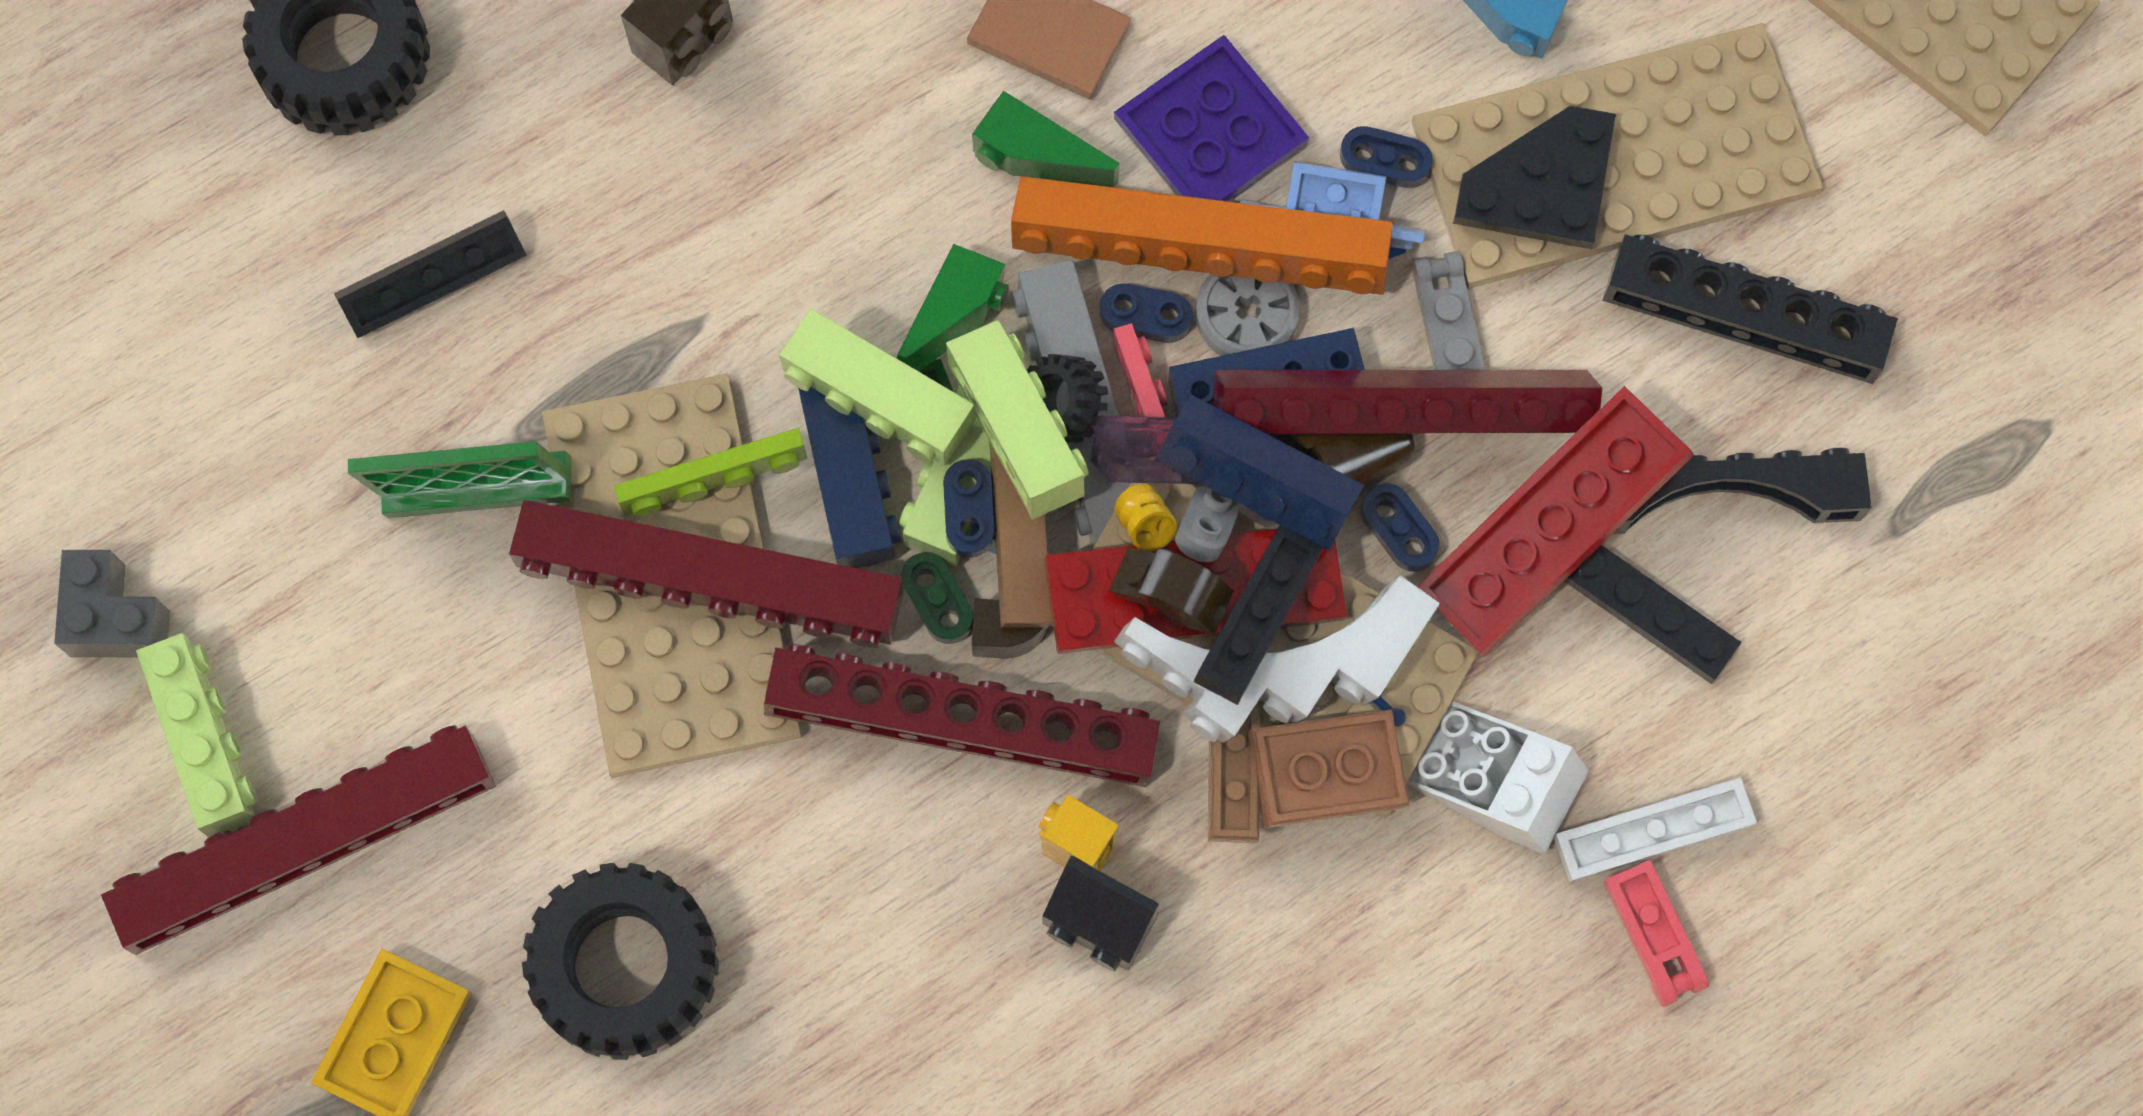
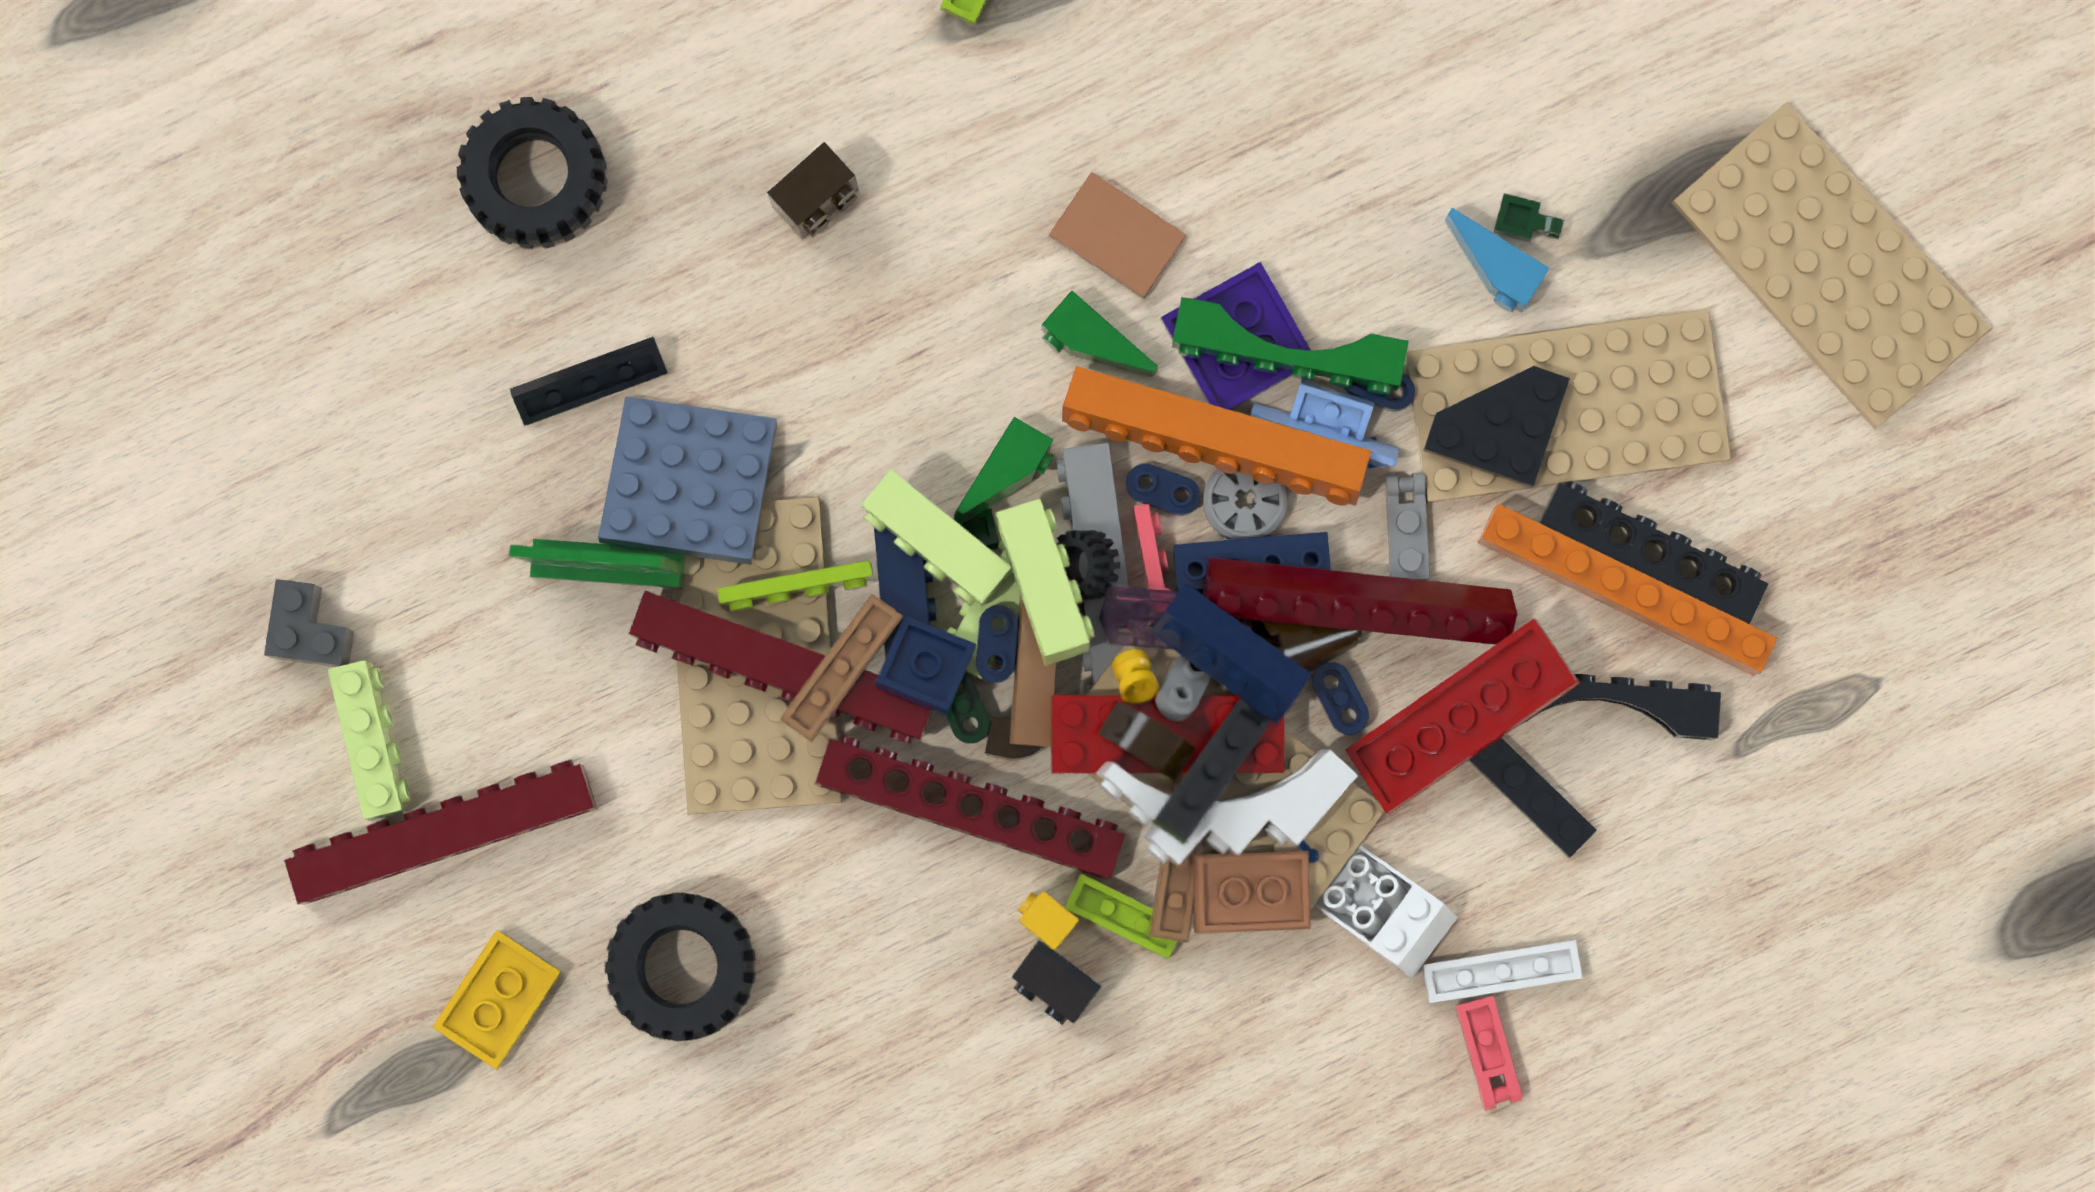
camera: 10 degrees right, 10 degrees up
(565, 370) = (687, 480): none -> sand blue plate
(779, 558) = (841, 667): none -> medium nougat tile
(883, 541) = (925, 665): none -> dark blue plate
(1167, 825) = (1117, 914): none -> lime plate
(1371, 125) = (1211, 331): none -> green arch
(1728, 352) = (1627, 590): none -> orange brick

